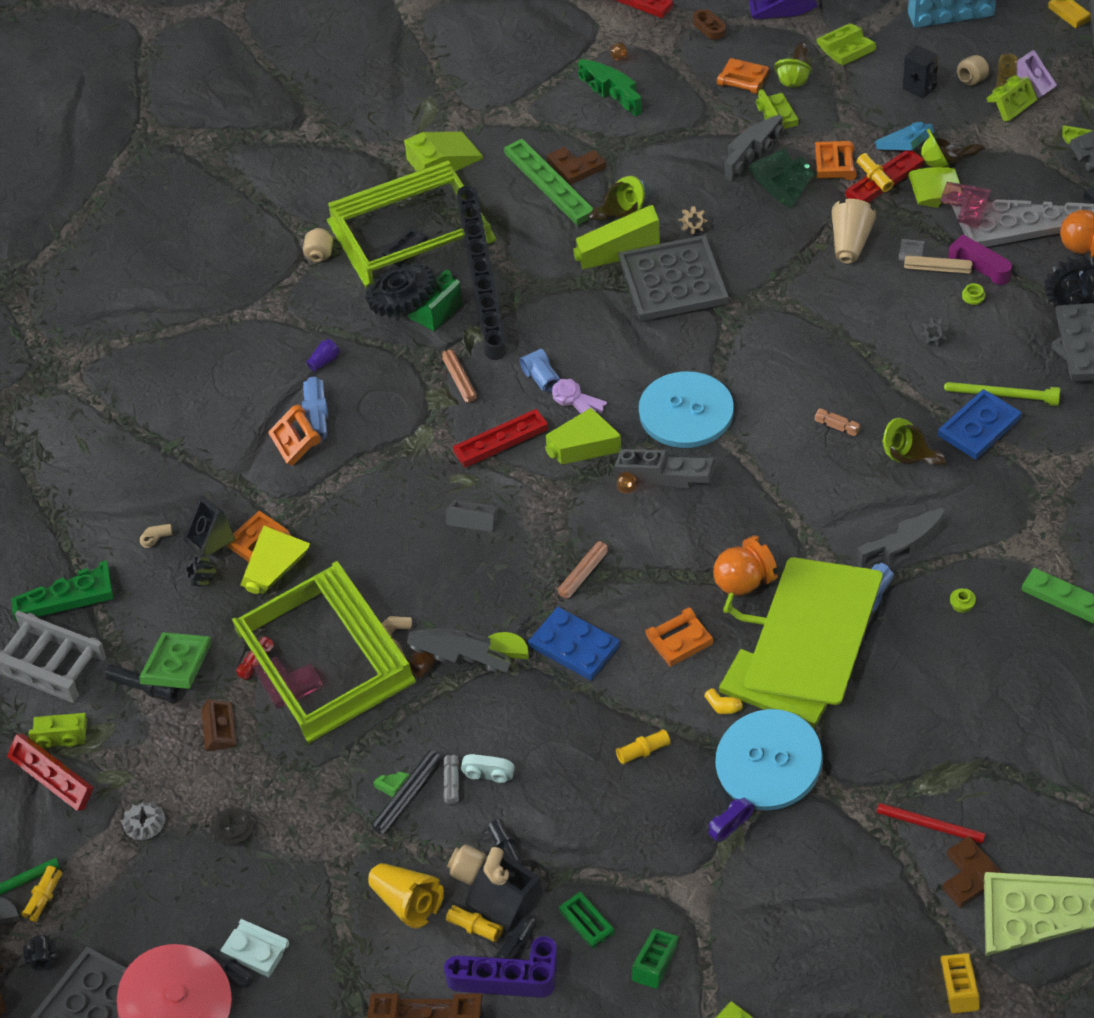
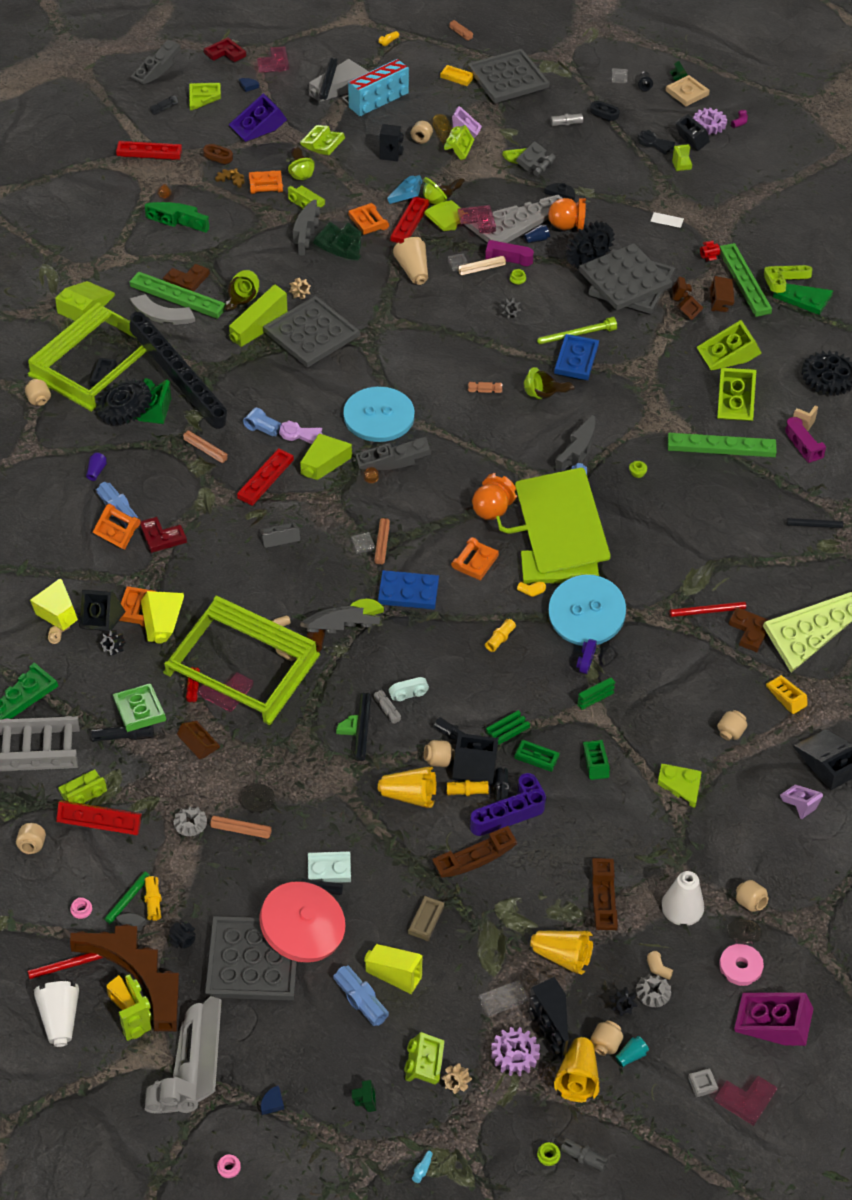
camera: 35 degrees left, 0 degrees up
(171, 502) = (55, 606): none -> neon yellow slope
(192, 852) = (241, 827): none -> nougat axle
(334, 466) = (160, 539): none -> dark red plate
(493, 869) = (466, 745): tan arm -> none
(517, 198) = (162, 314): none -> light grey tile
(559, 563) = (362, 542): none -> clear tile
(574, 864) = (505, 725): none -> green tile
(709, 872) = (596, 693): none -> green tile
(712, 61) = (238, 179): none -> pearl gold animal
(854, 992) = (732, 725): none -> tan head
(875, 172) = (404, 217): yellow pin -> none
(1035, 247) = (538, 234): none -> dark blue cone

